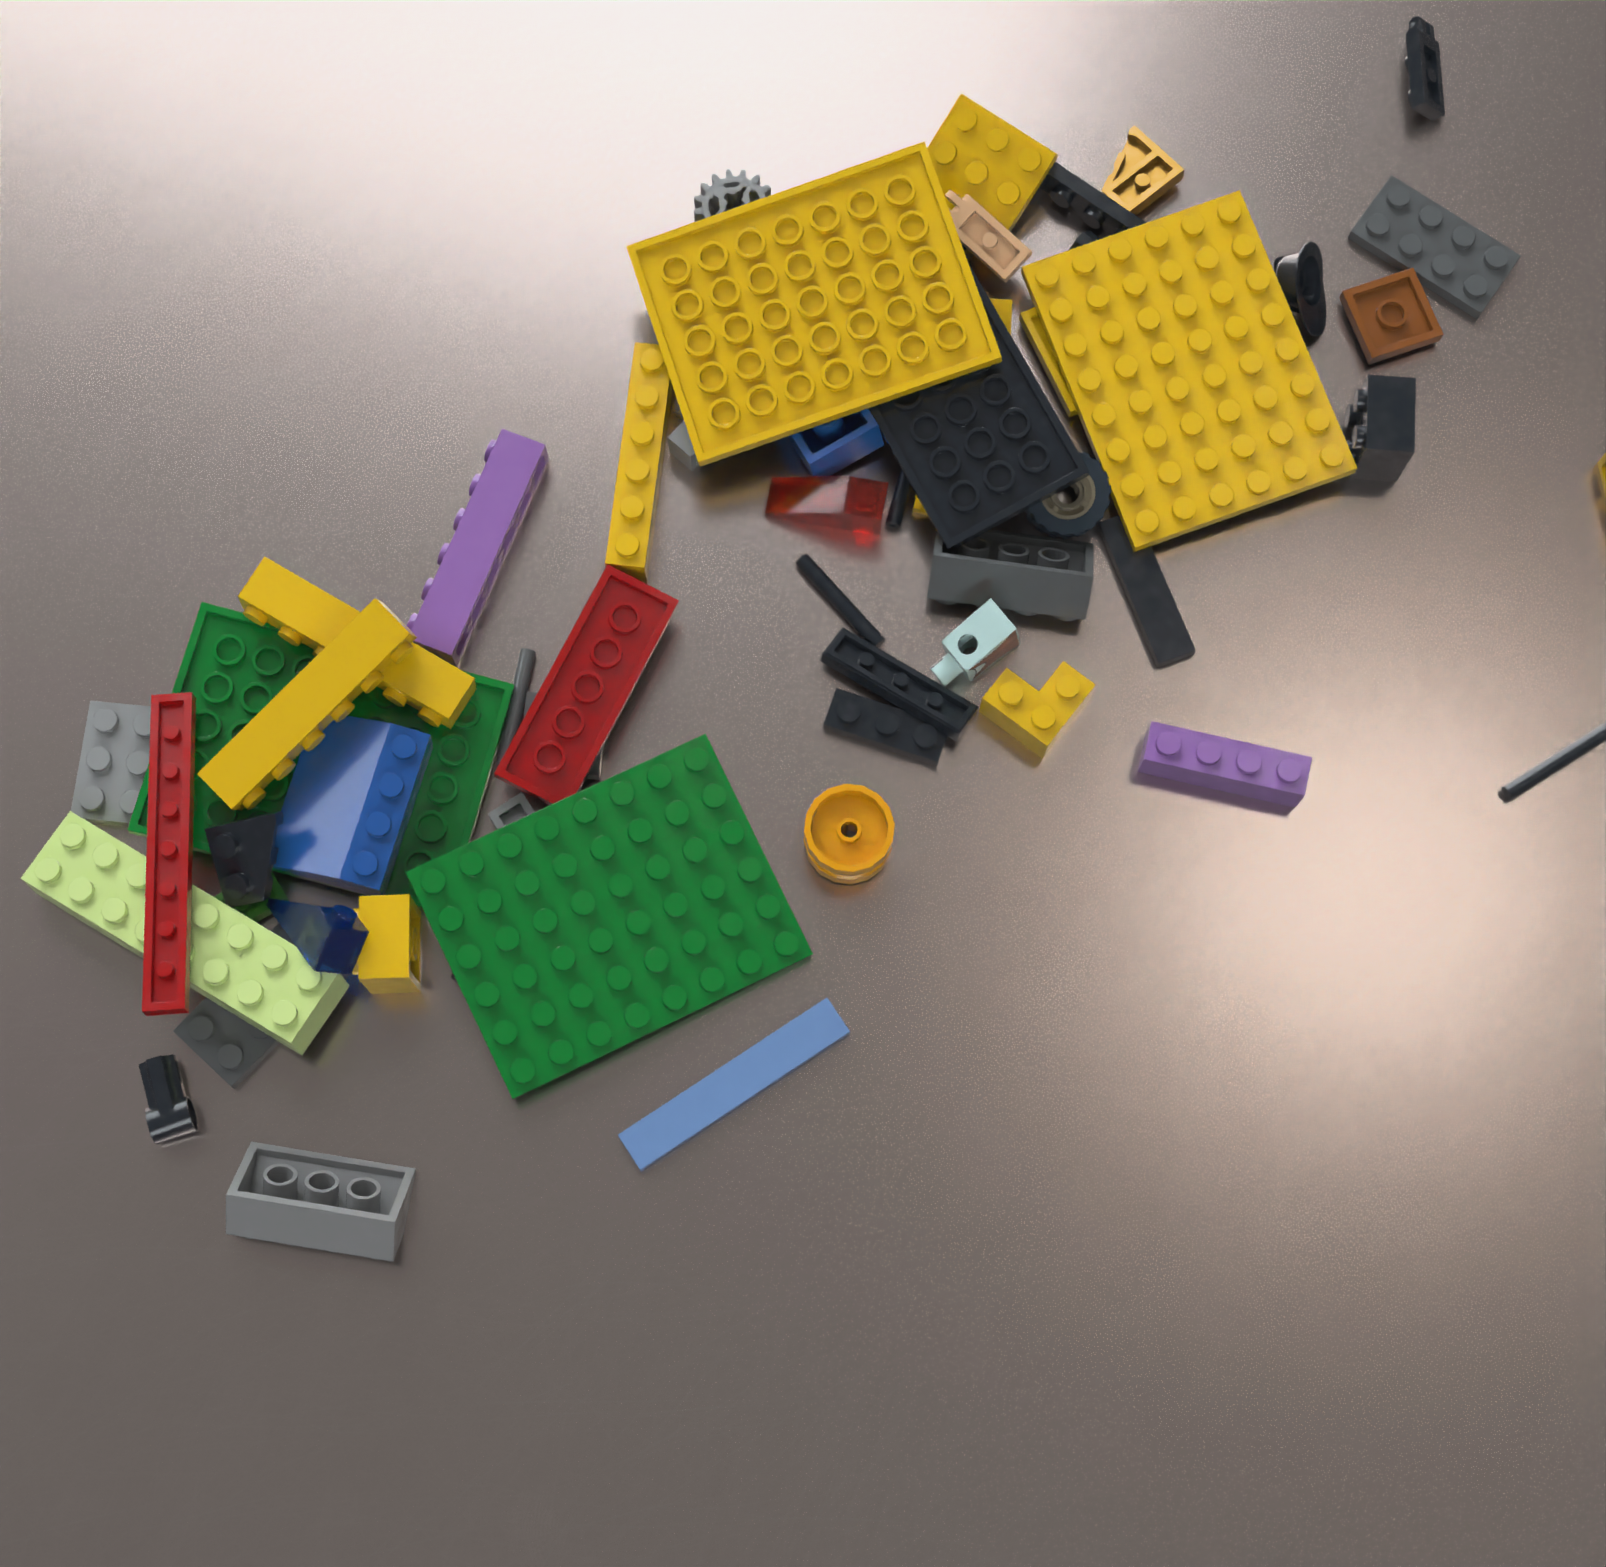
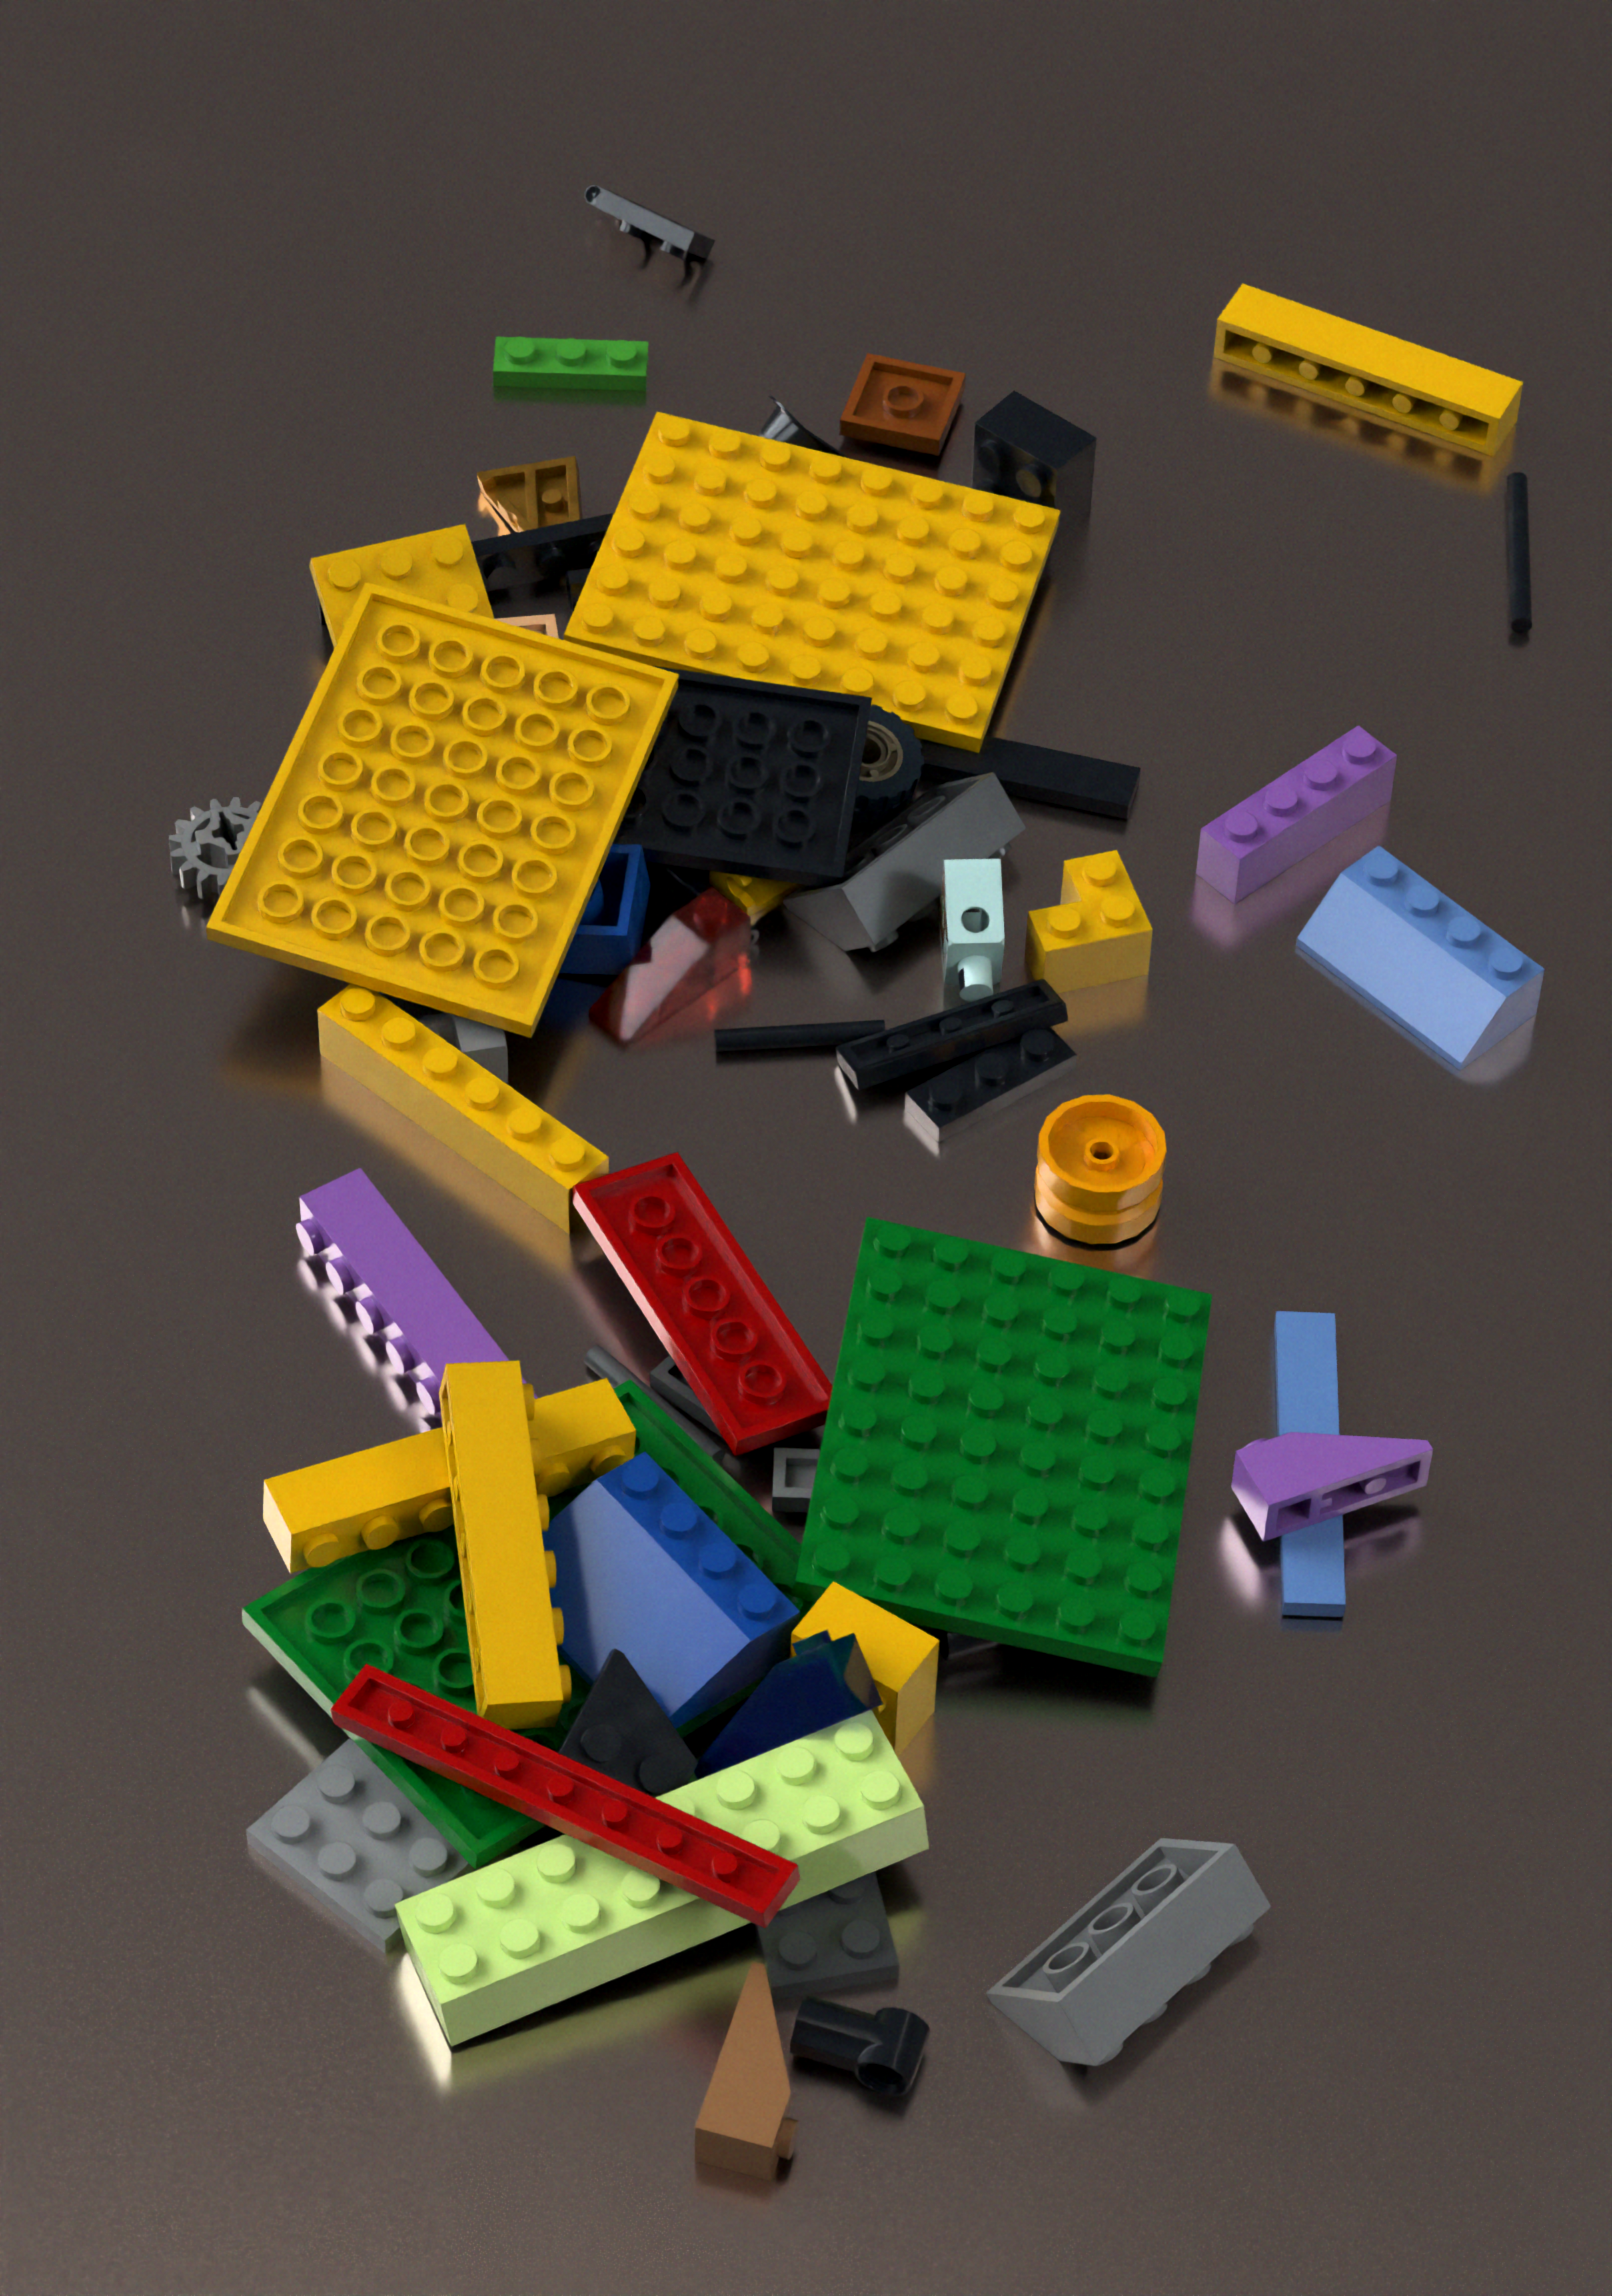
camera: 55 degrees left, 25 degrees down
(97, 1064) = (749, 2098): none -> medium nougat slope
(698, 1094) = (1320, 1476): none -> medium lavender slope
(1162, 909) = (1422, 958): none -> medium blue slope
(1272, 111) = (570, 363): none -> bright green plate
(1440, 246) = (832, 334): dark grey plate -> none

